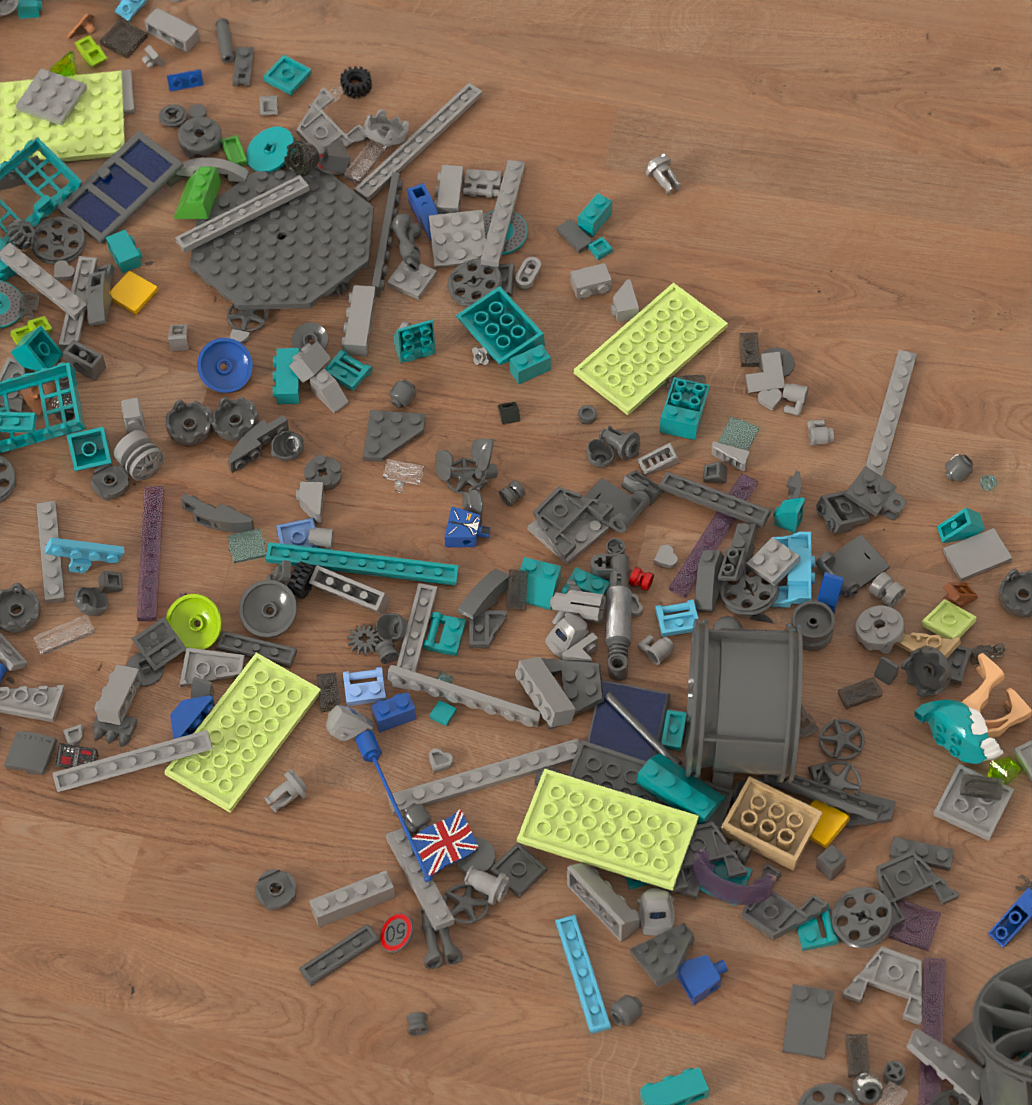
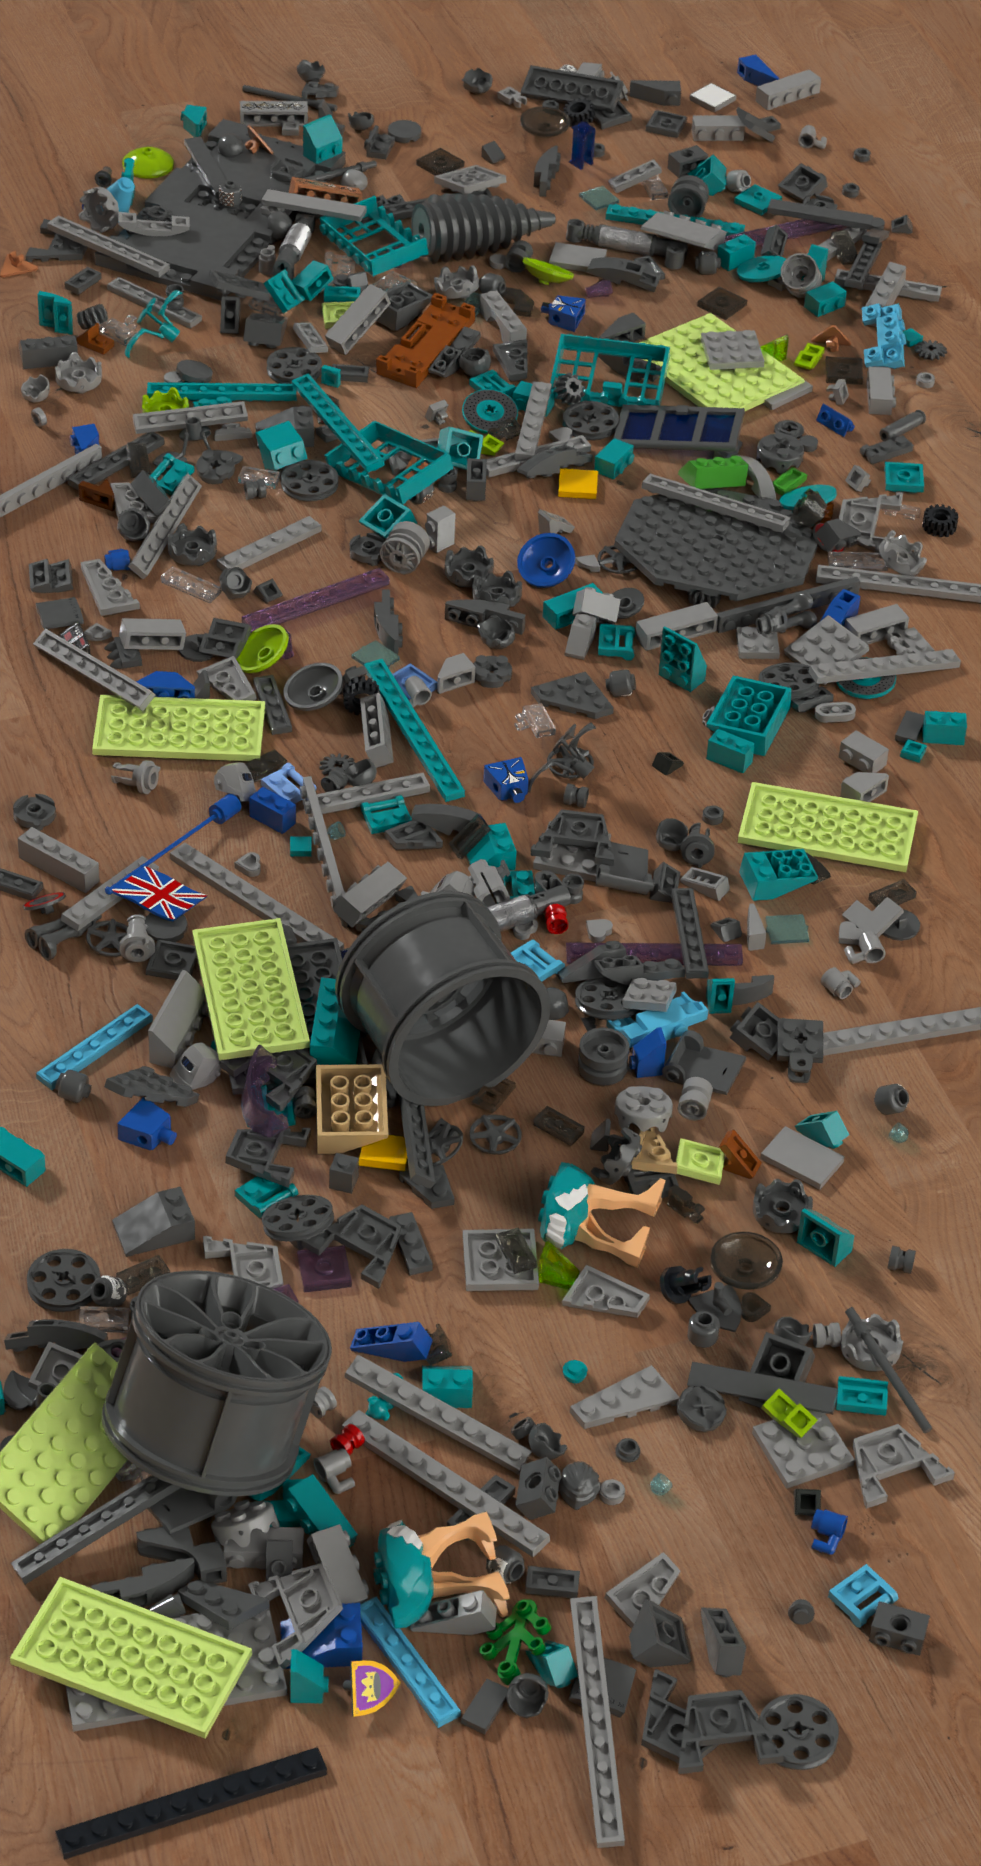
camera: 55 degrees right, 15 degrees down
(83, 553) = (275, 554): medium azure plate -> none
(416, 817) = (175, 866): dark grey head -> none

